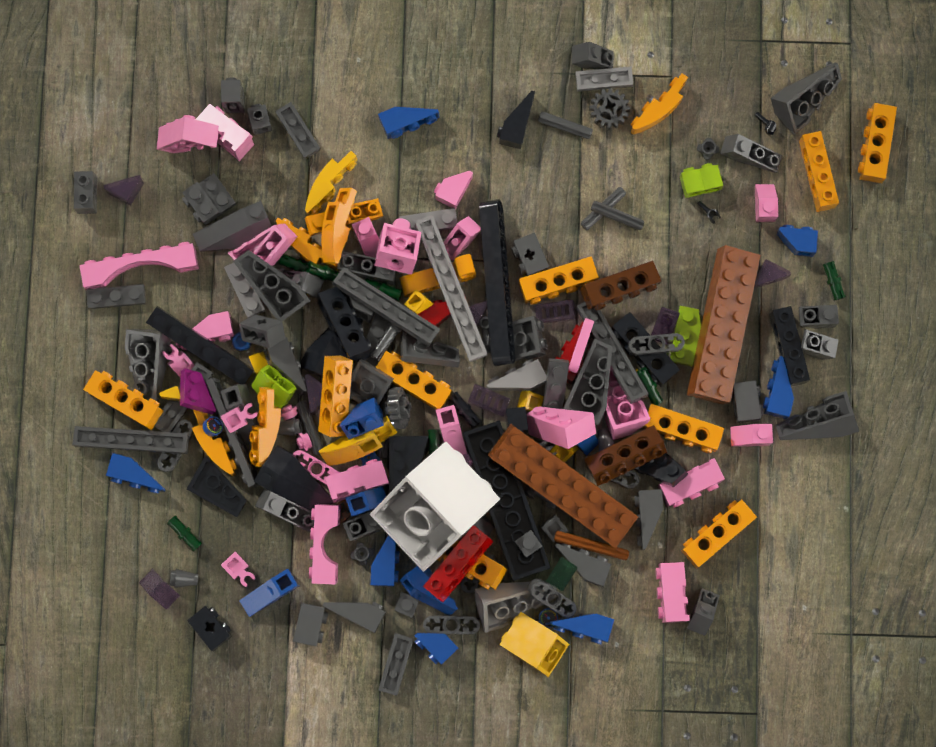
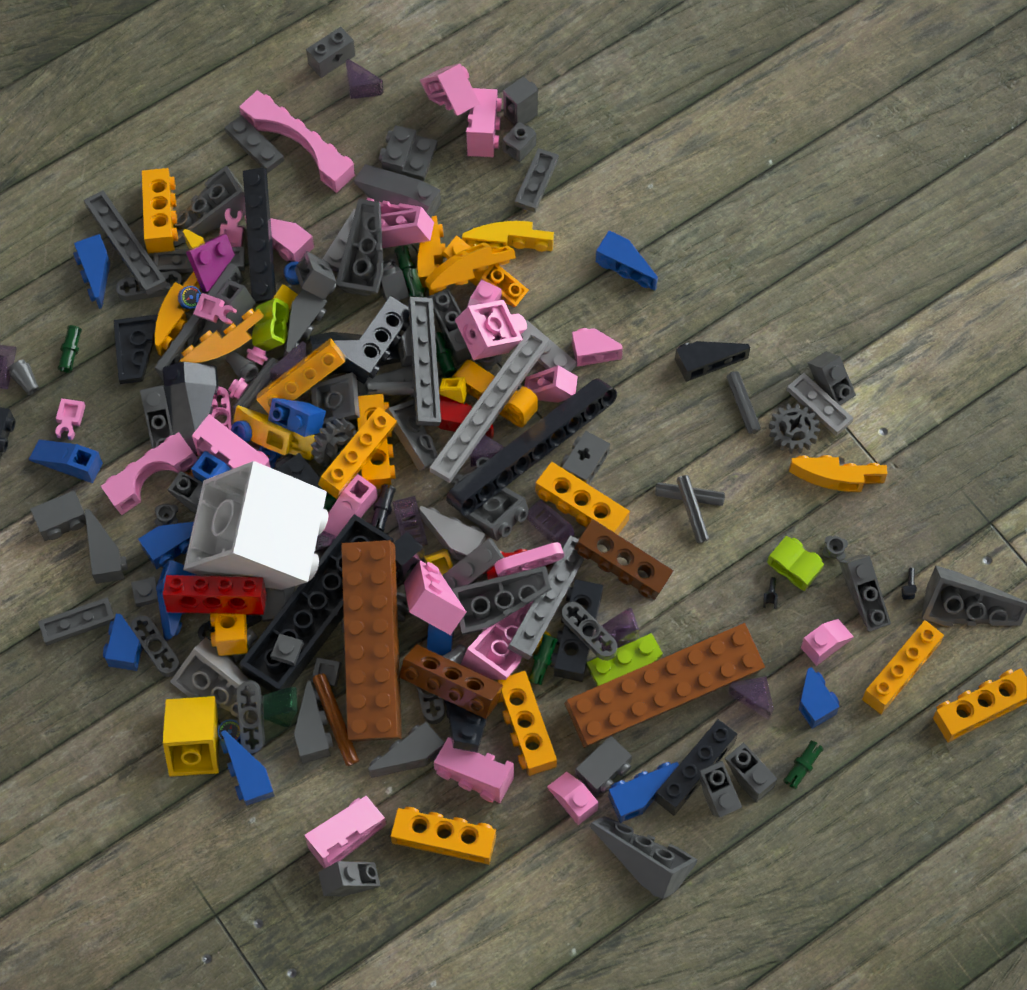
camera: 55 degrees right, 15 degrees down
(341, 462) = (242, 430): none -> blue tile
(422, 399) = (357, 452): none -> light orange brick
(563, 453) = (414, 629): yellow slope -> none

